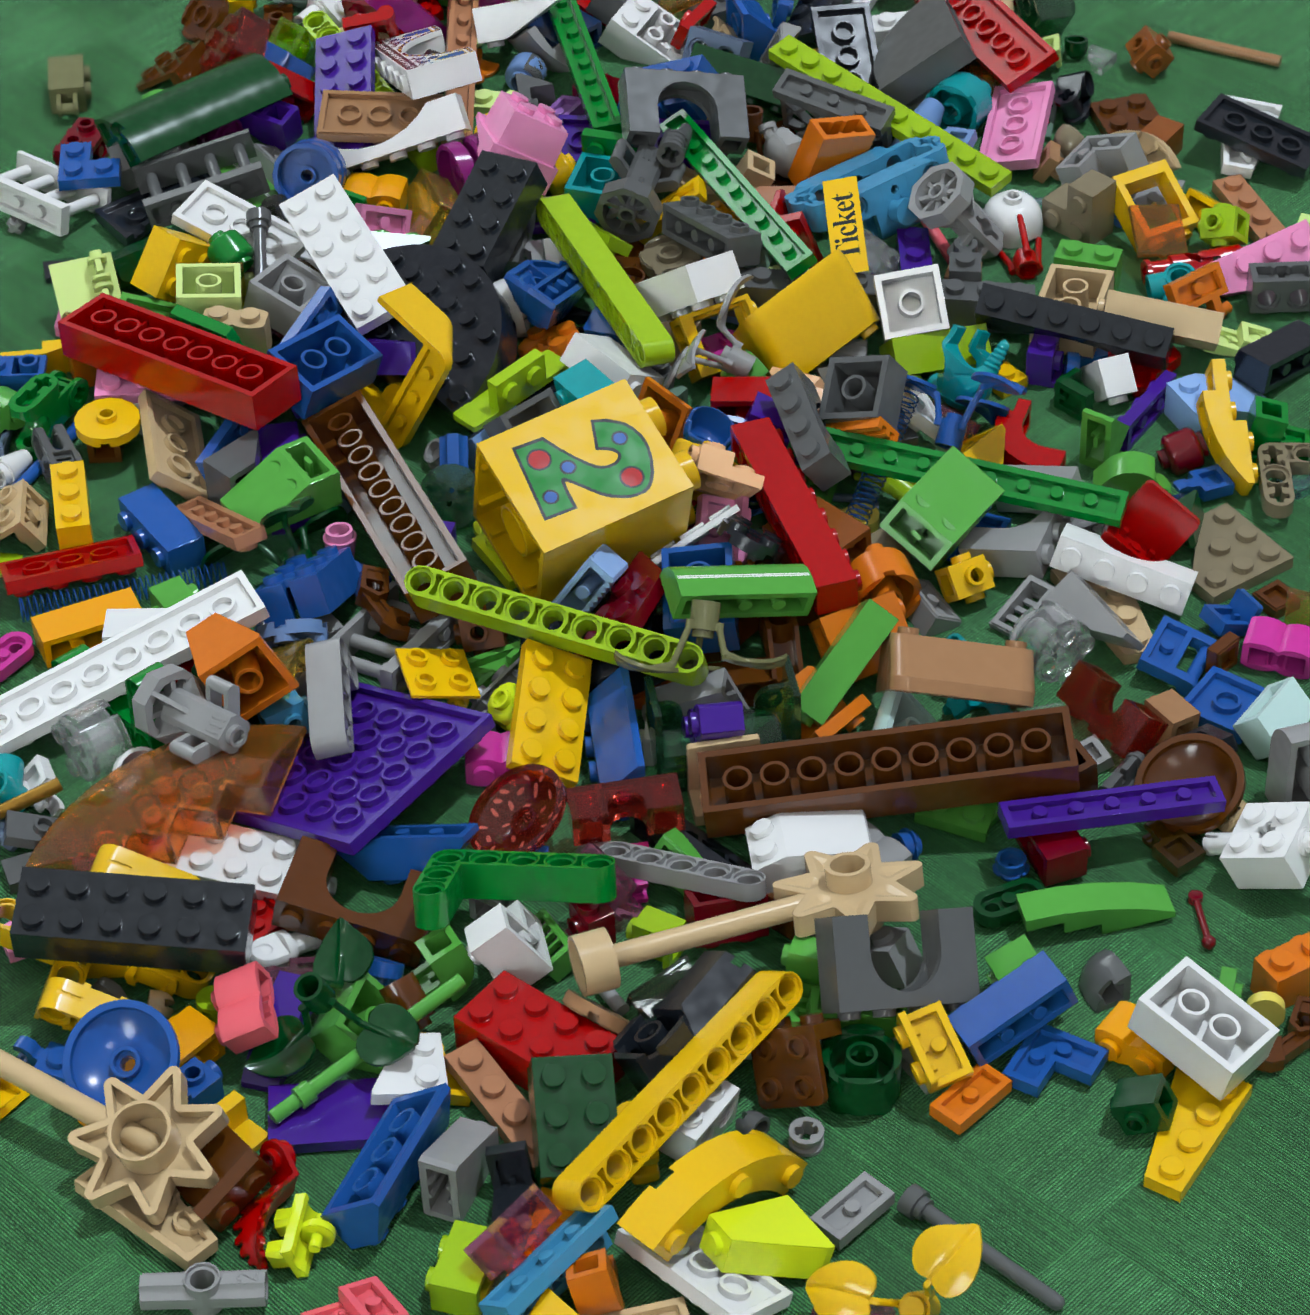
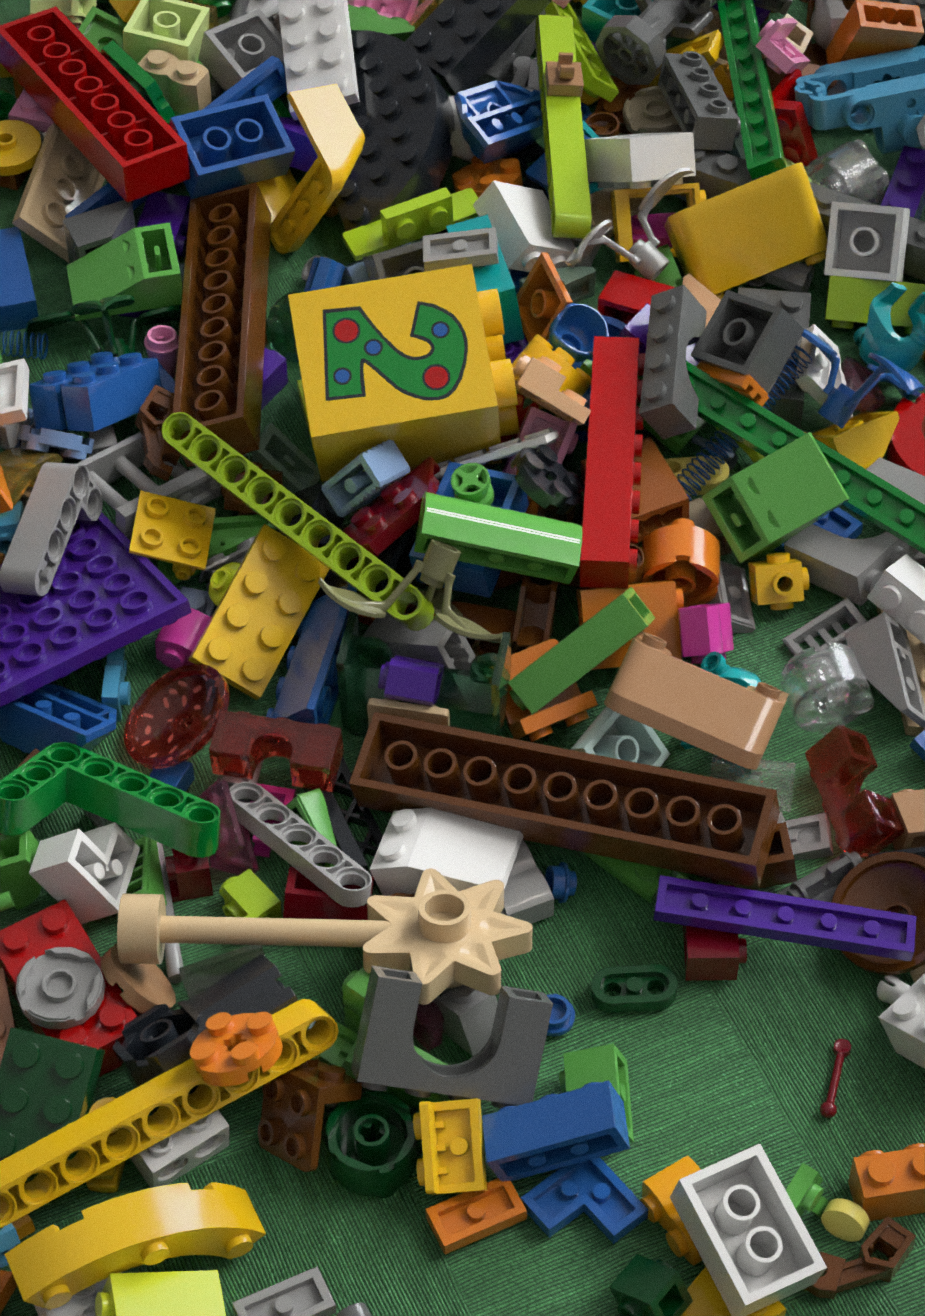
camera: 20 degrees right, 10 degrees up
(223, 524) = (52, 293): nougat plate -> none
(445, 810) = (115, 691): none -> dark azure plate
(543, 1029) = (60, 988): none -> light grey tile
(578, 385) = (460, 248): none -> light grey plate
(591, 238) = (564, 76): none -> medium nougat tile
(695, 552) = (475, 479): none -> bright green wheel
(732, 1012) = (235, 1047): none -> orange plate
(752, 1121) = (234, 1168): dark grey hinge -> none
(763, 181) = (779, 51): none -> bright pink bracket
(804, 1147) = (289, 1210): light grey bush -> none
(845, 220) = (837, 131): yellow sticker -> none
(930, 619) = (705, 630): none -> dark pink brick
(1010, 864) = (659, 933): blue plate -> none
(1105, 904) = (722, 1024): bright green slope -> none
(1105, 981) = (688, 1121): dark grey brick -> none
(1172, 850) = (843, 984): dark brown plate -> none

